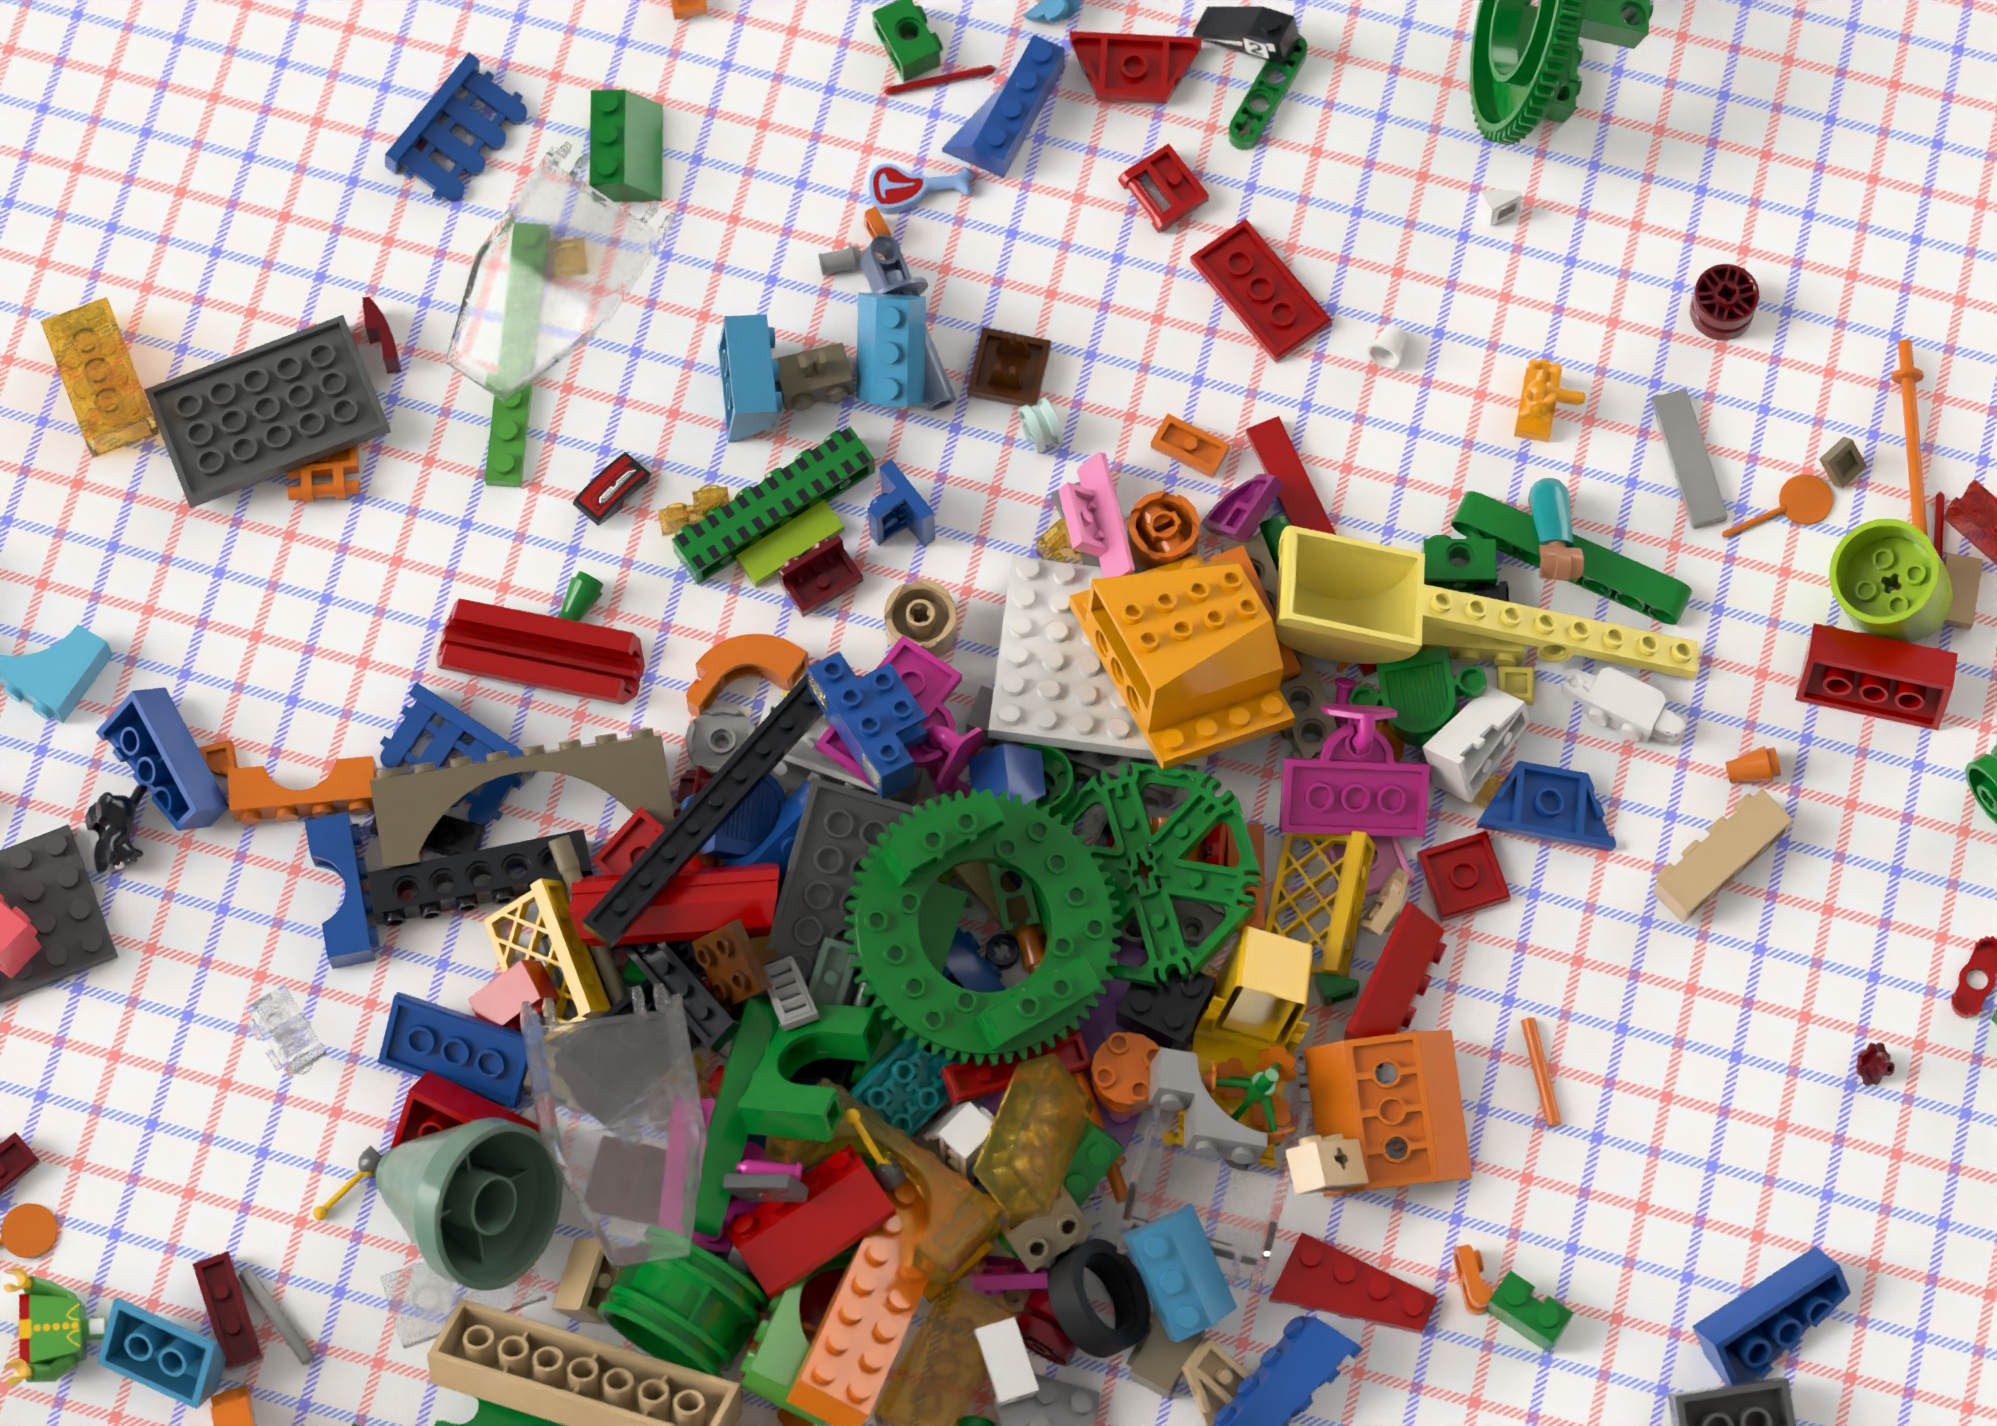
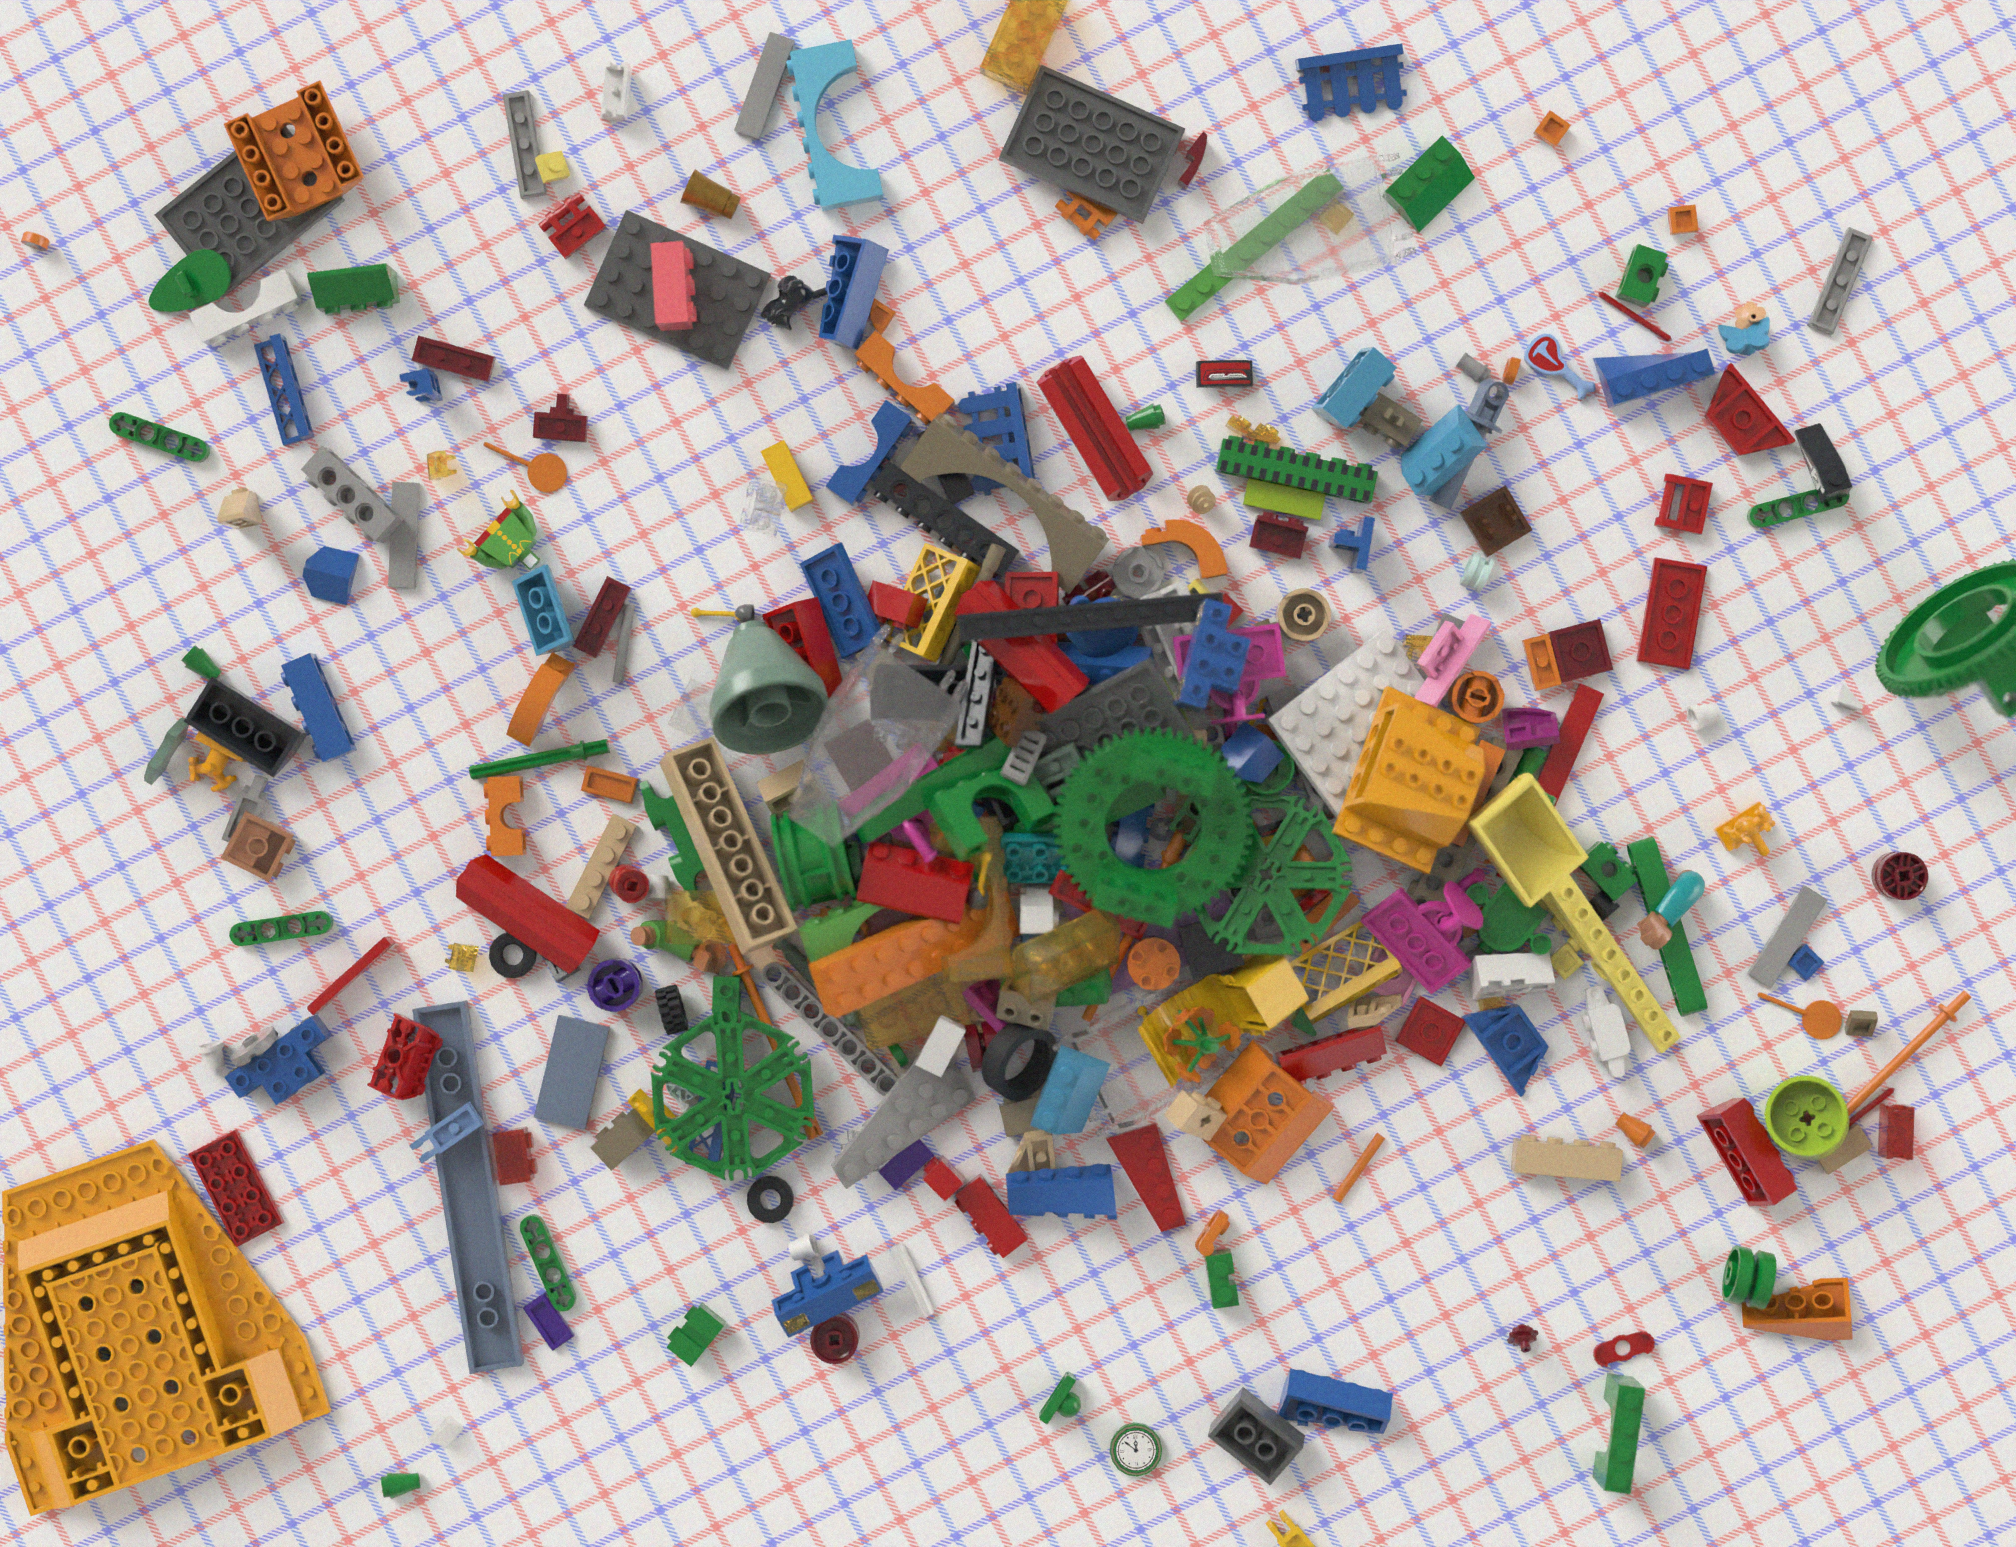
camera: 45 degrees right, 20 degrees up
(256, 979) = (786, 471): none -> yellow piece
(710, 617) = (1201, 499): none -> tan wheel
(766, 1187) = (908, 847): dark grey tile -> none
(1207, 1128) = (1154, 1039): light grey arch -> none
(1215, 399) = (1580, 650): none -> dark red plate
(1731, 464) = (1805, 962): none -> blue tile

